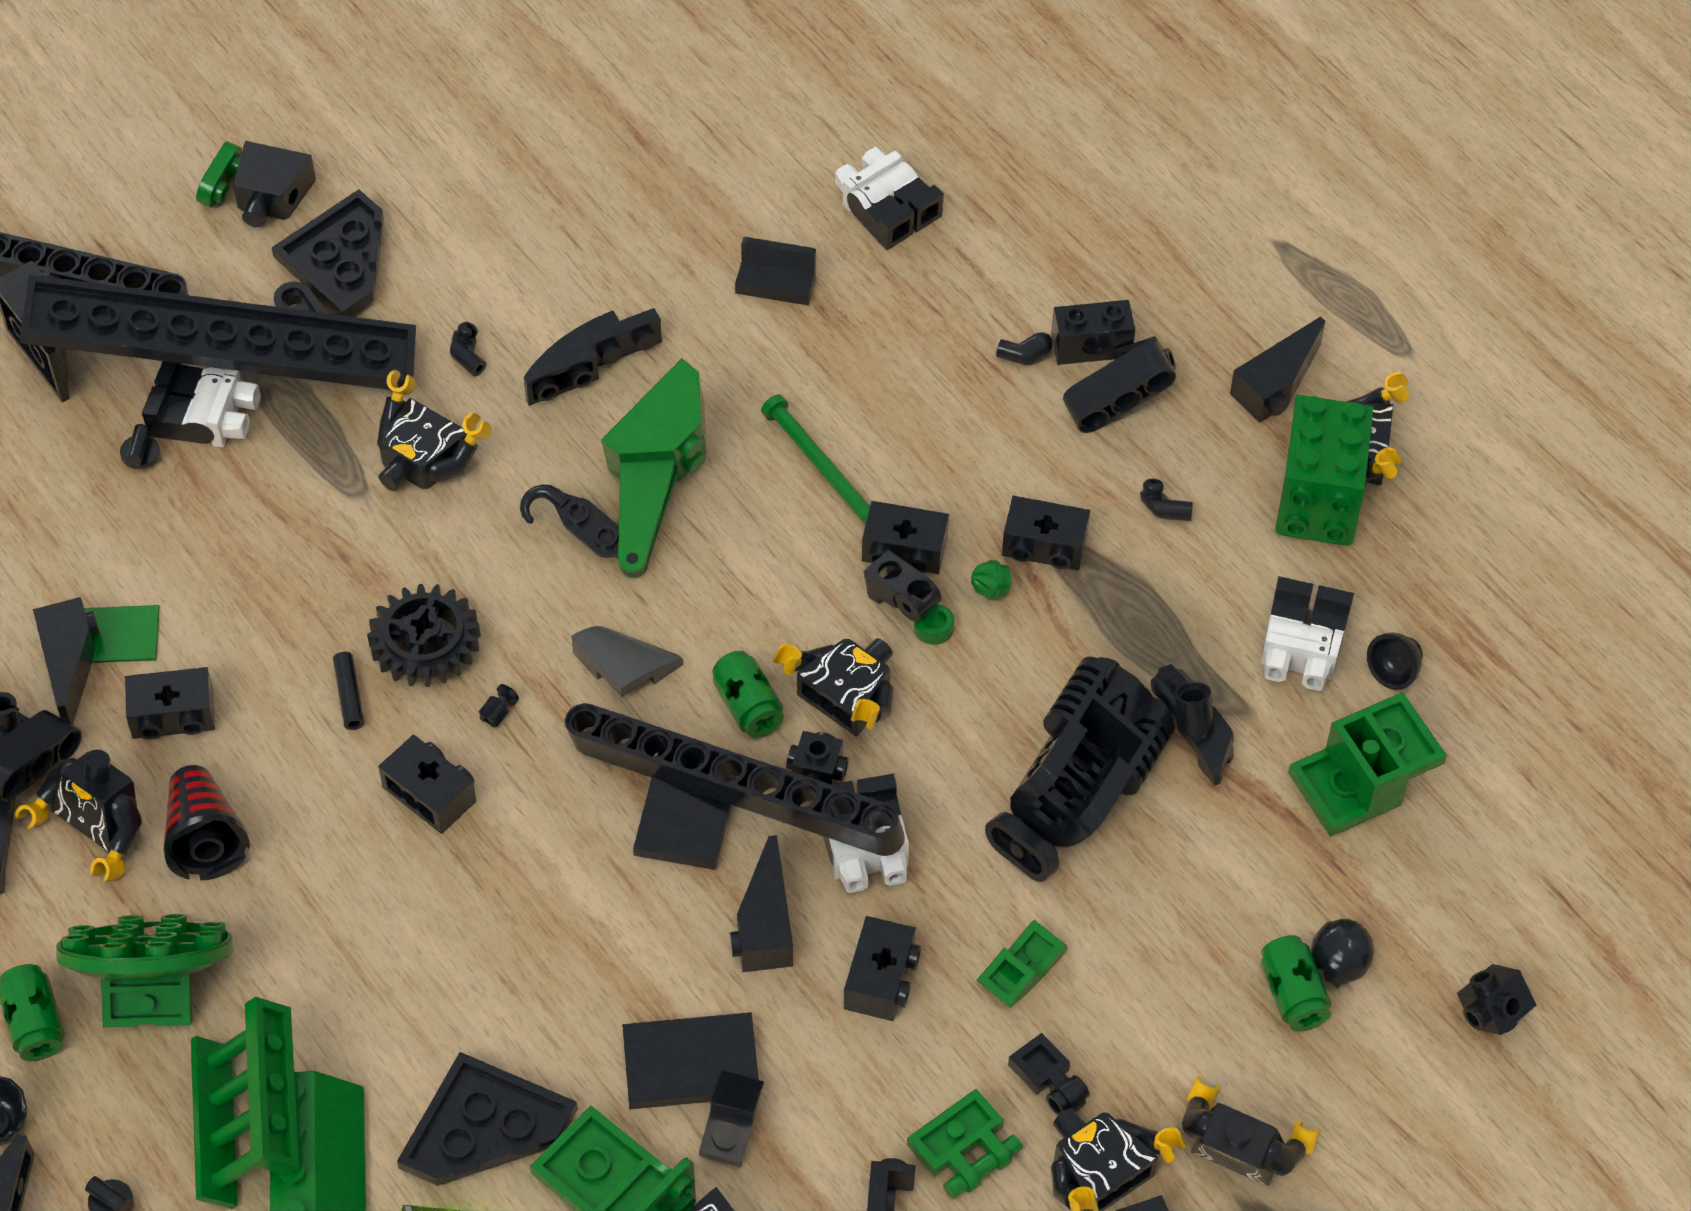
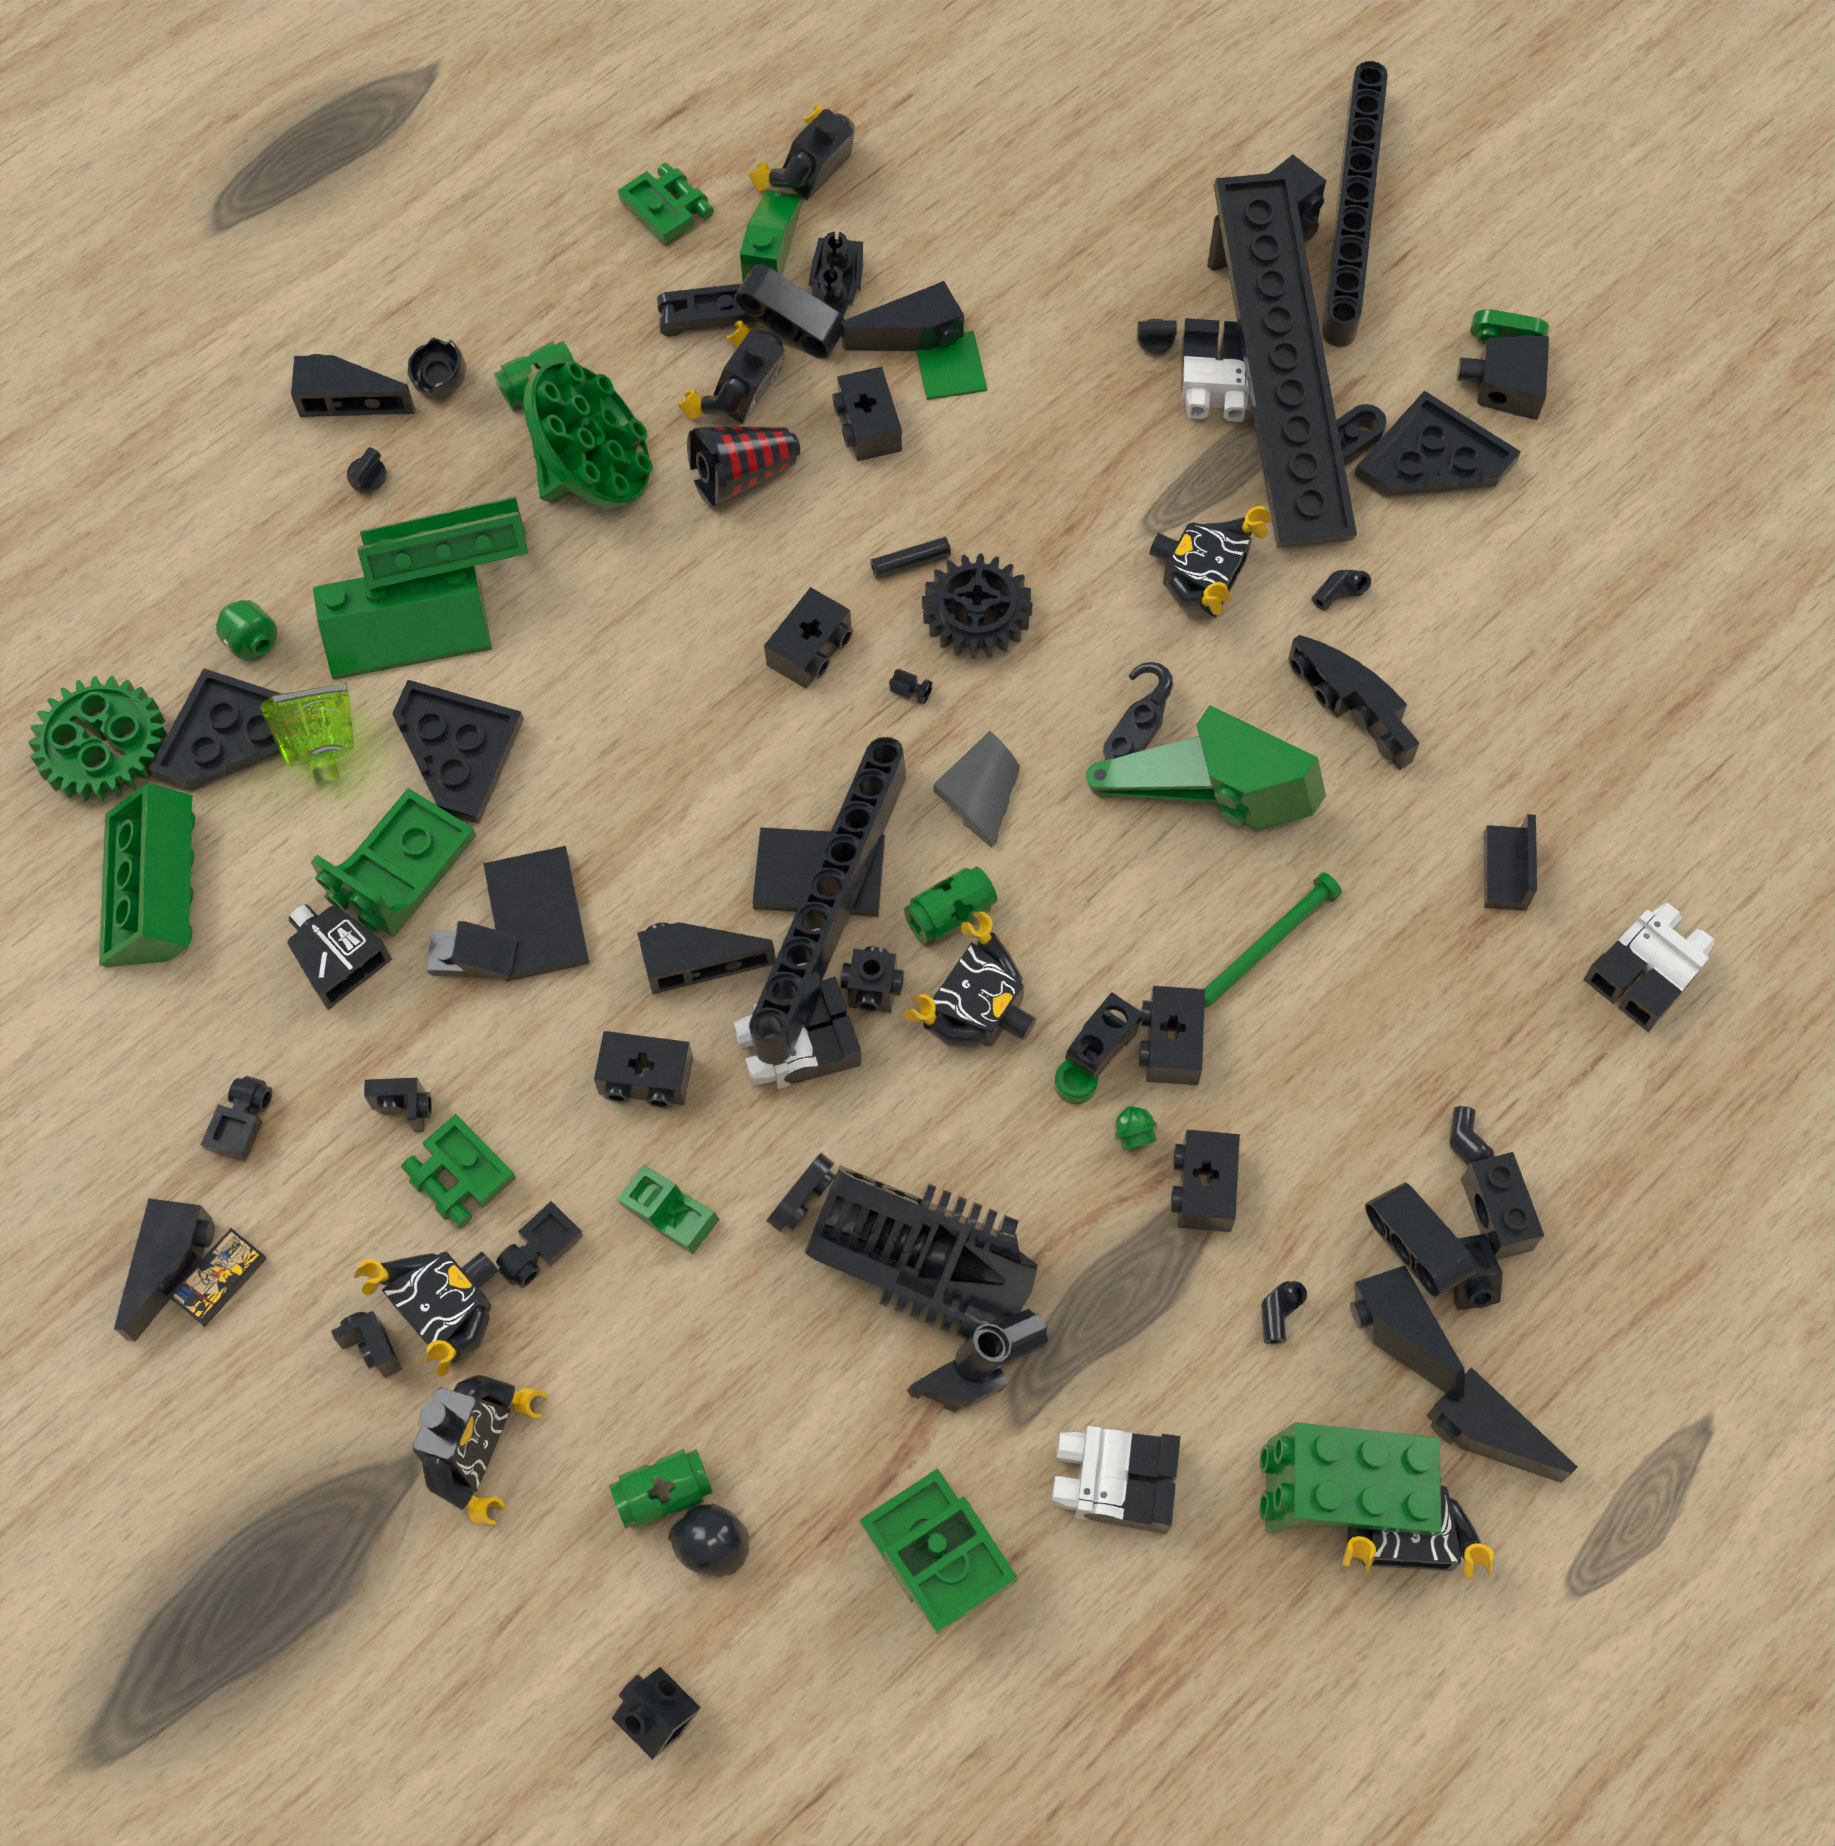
camera: 85 degrees right, 10 degrees up
(1198, 406) = (1406, 1328): none -> black slope
(1394, 660) = (1100, 1587): black piece -> none

